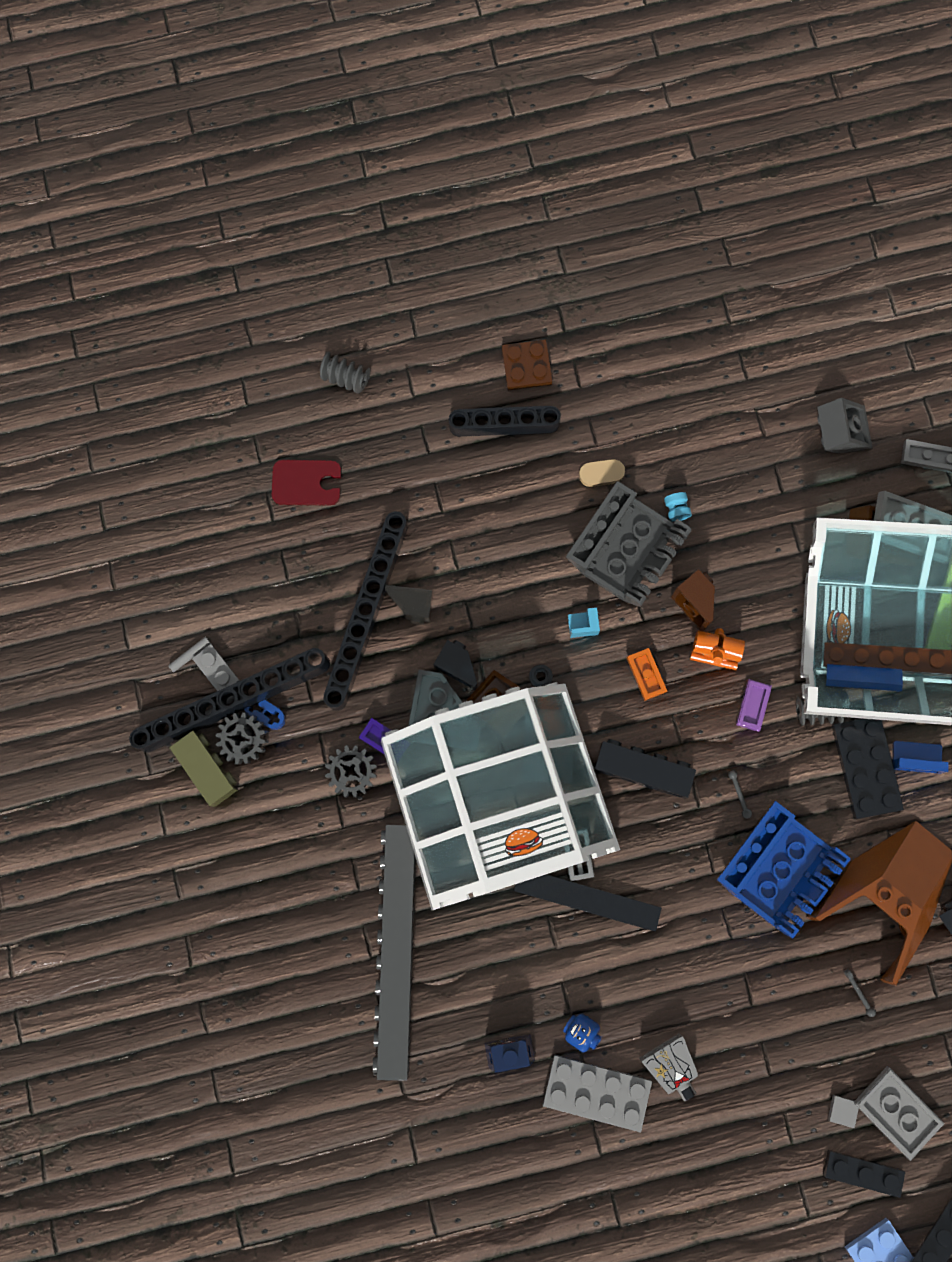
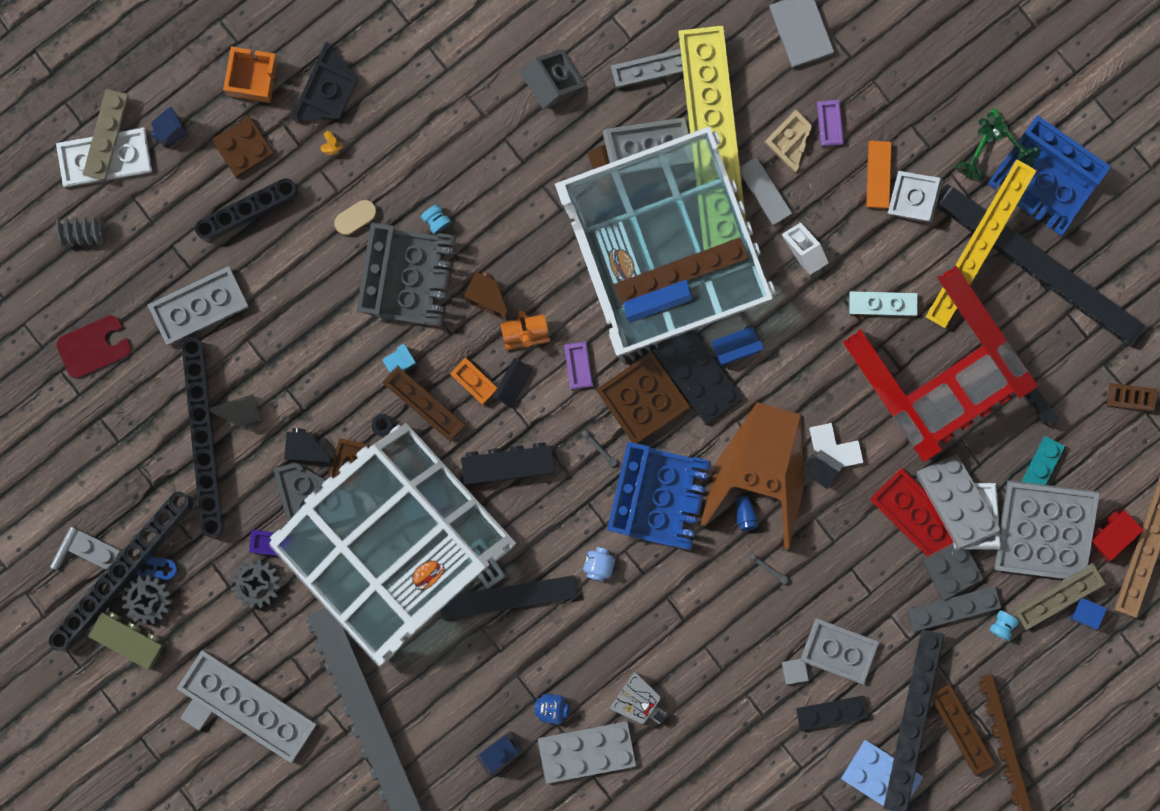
camera: 30 degrees left, 5 degrees up
(235, 871) = (196, 715): none -> light grey tile
(286, 887) = (246, 706): none -> light grey plate
(397, 320) = (129, 158): none -> white tile
(407, 299) = (105, 135): none -> dark tan plate
(419, 488) = (198, 306): none -> light grey plate
(467, 316) = (167, 128): none -> dark blue slope
(561, 305) = (250, 77): none -> orange piece
(590, 672) = (423, 403): none -> reddish brown plate
(609, 399) = (331, 147): none -> light orange plate
(628, 346) = (326, 89): none -> black wing
(683, 692) = (512, 382): none -> black tile
(691, 909) = (599, 564): none -> light blue head
(804, 765) = (642, 398): none -> reddish brown plate
(860, 927) = (746, 515): none -> blue cone

